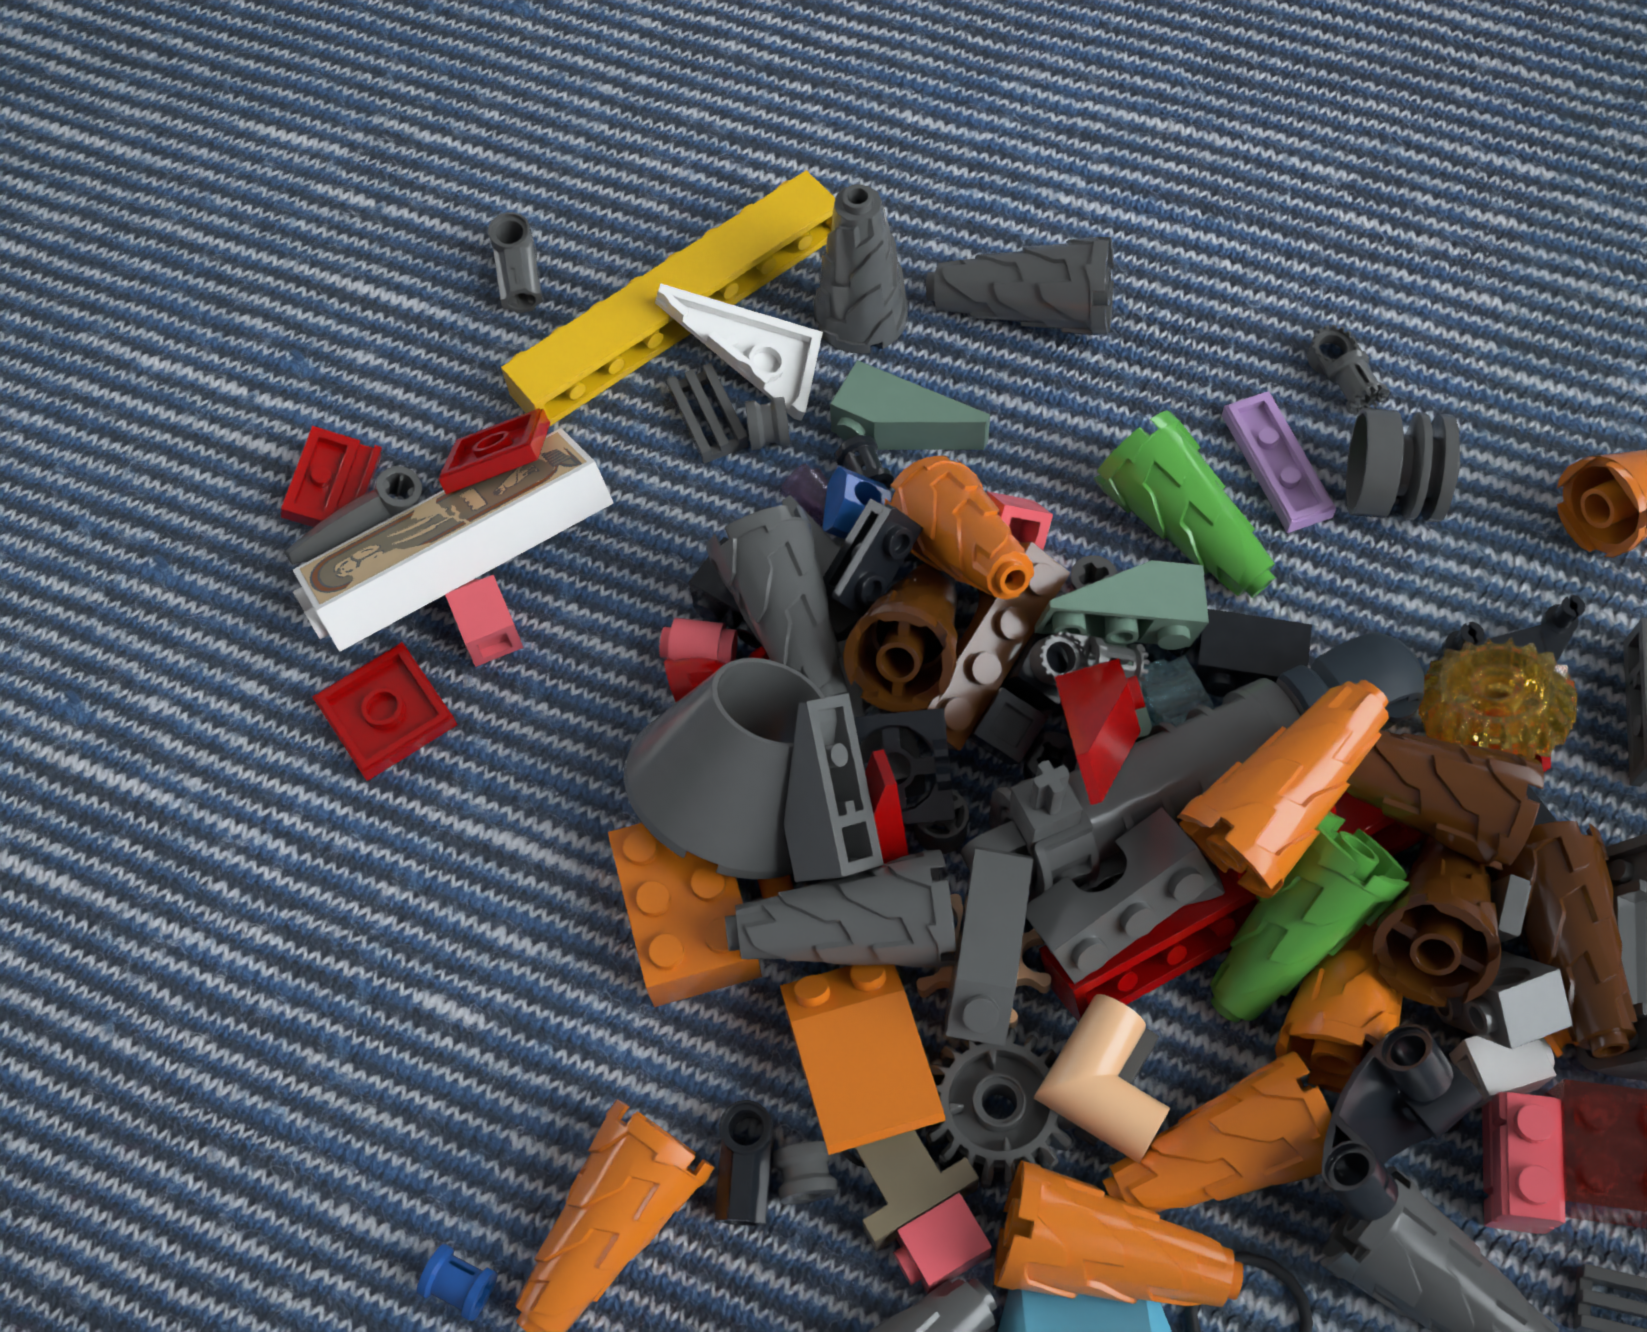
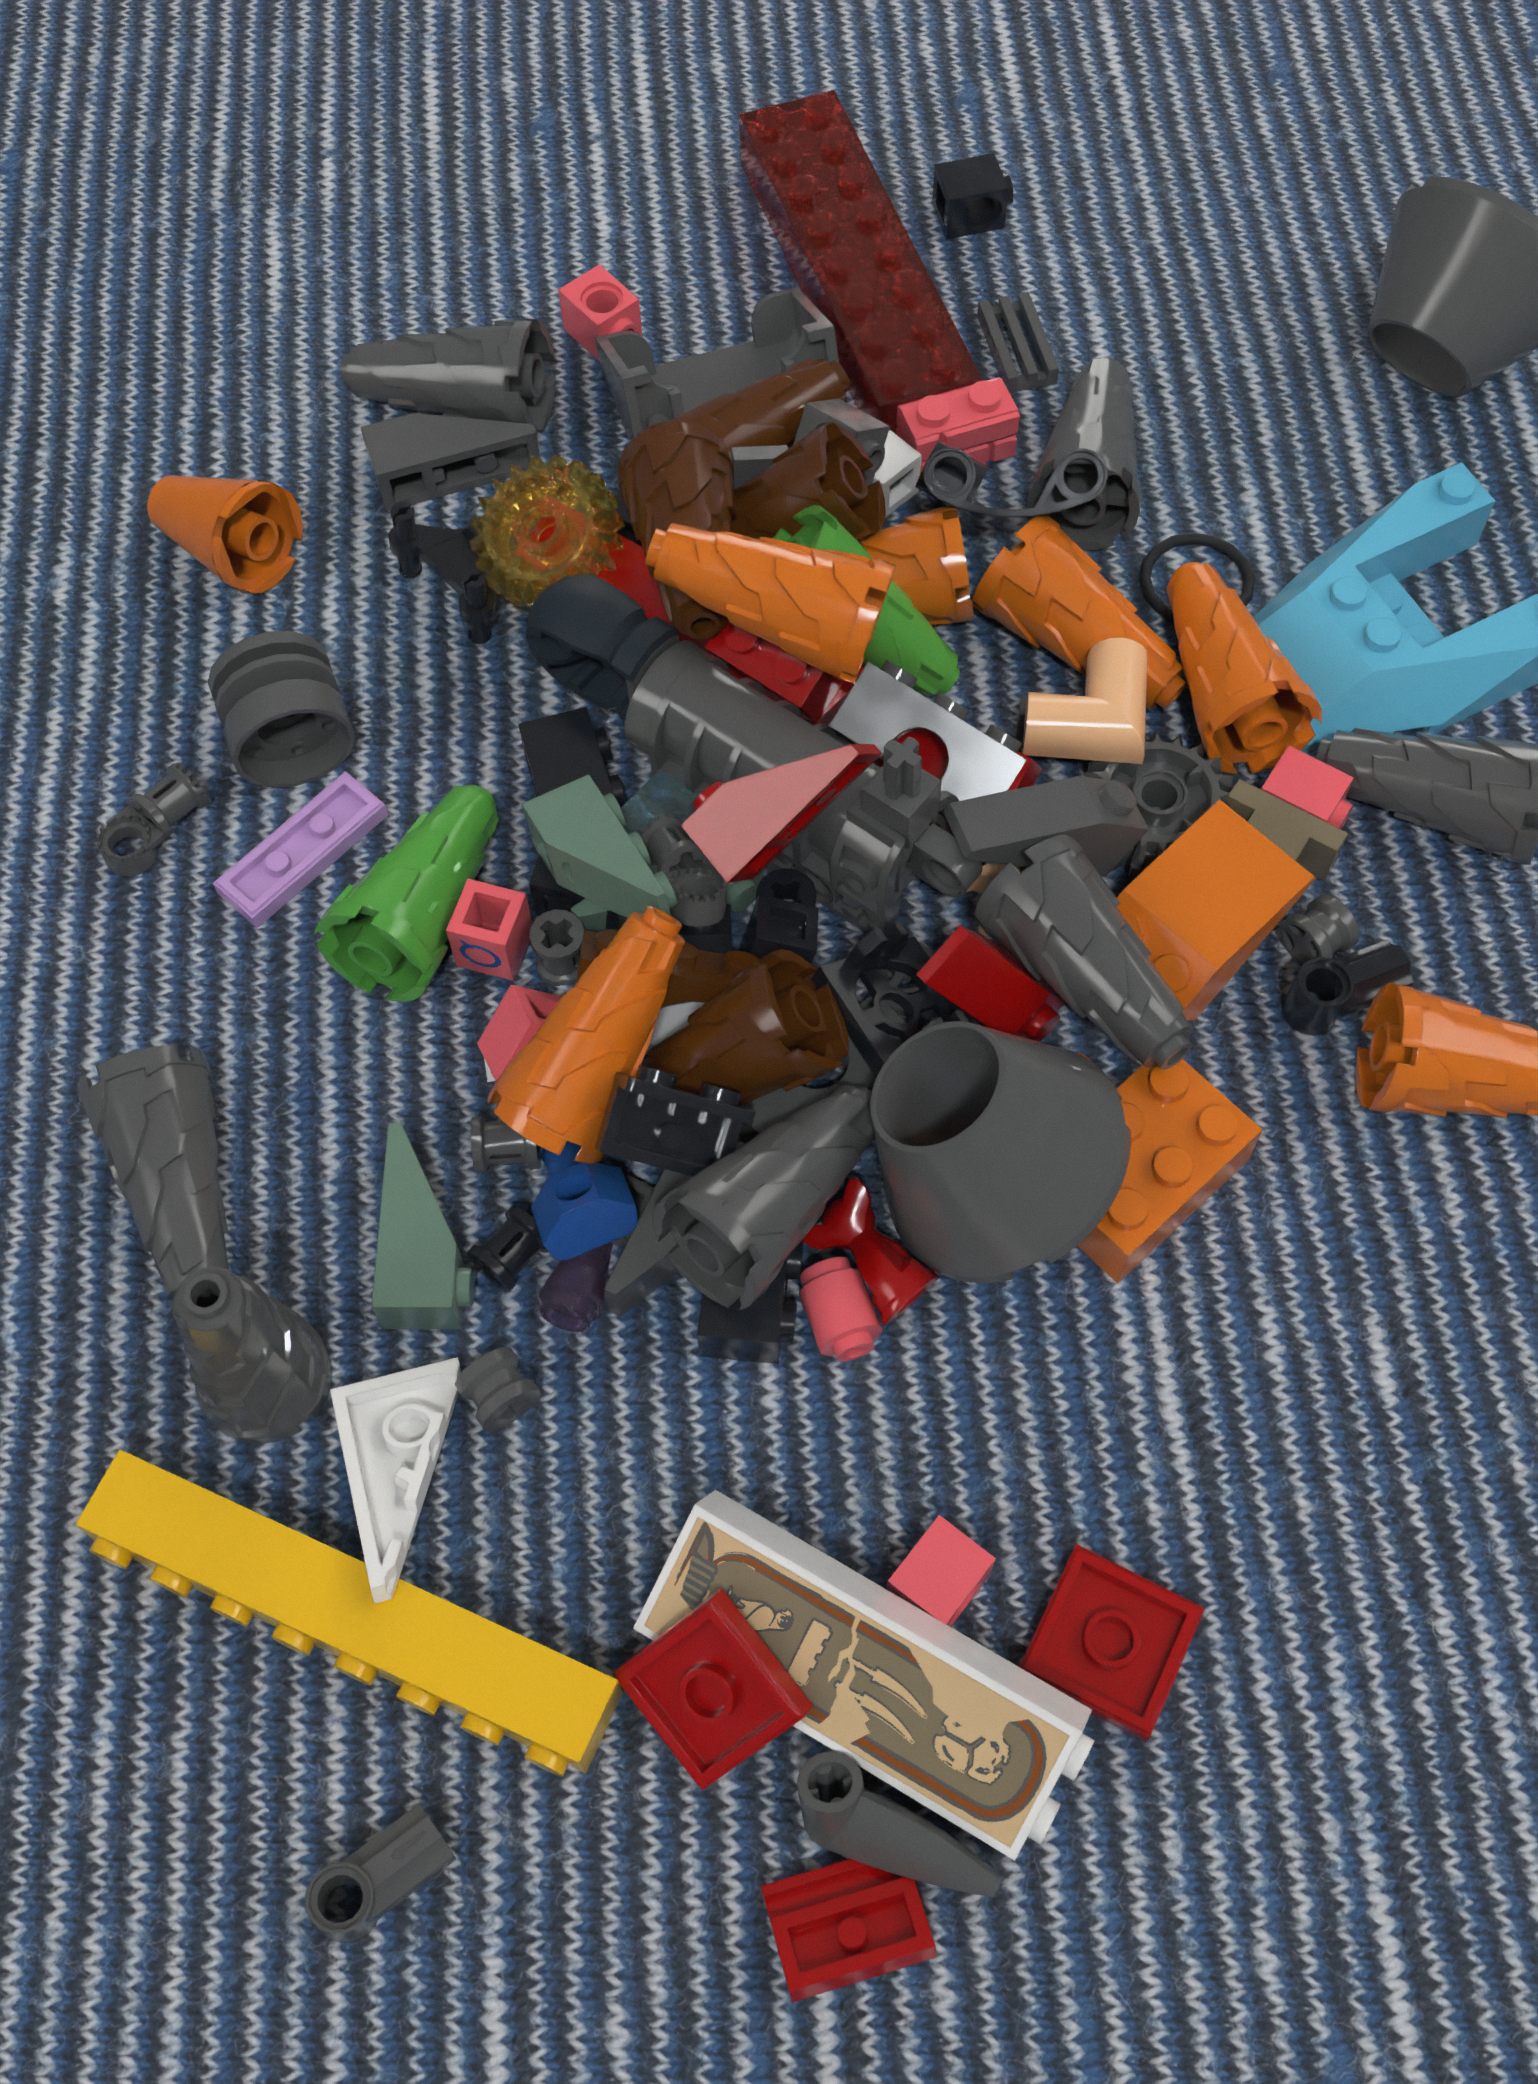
camera: 120 degrees left, 0 degrees up
(694, 383) = (482, 1470): dark grey tile -> none
(828, 796) = (1022, 986): dark grey slope -> none
(1125, 534) = (490, 929): none -> coral brick

